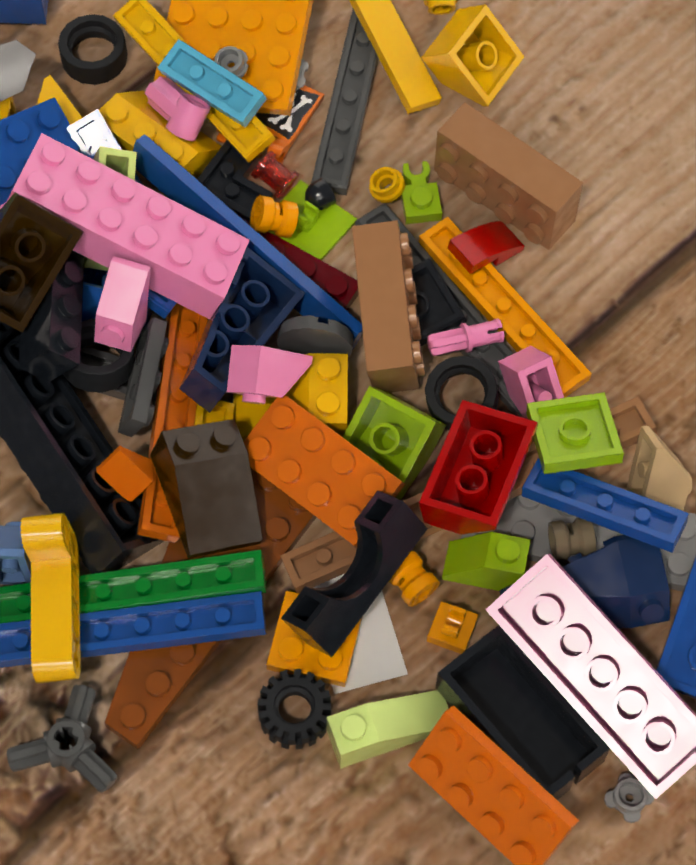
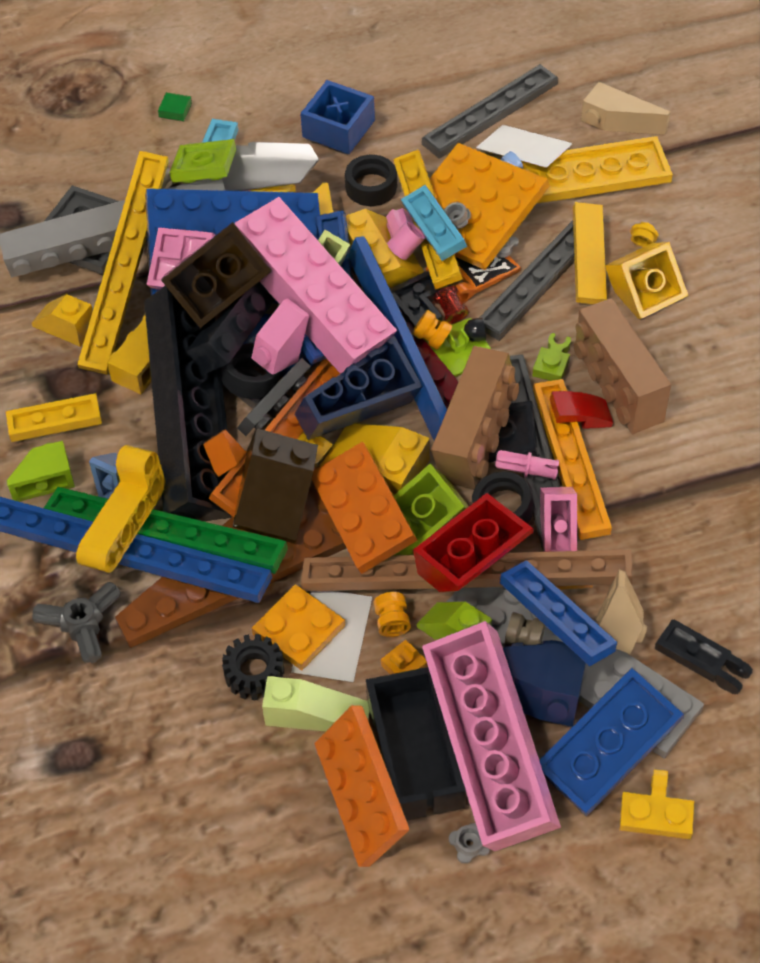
camera: 30 degrees right, 10 degrees down
(264, 372) = (356, 420): bright pink slope -> none
(308, 335) = (404, 413): dark grey tile -> none
(382, 178) = (530, 341): yellow plate -> none
(385, 536) = (380, 568): black arch -> none
(575, 433) = (562, 552): lime plate -> none

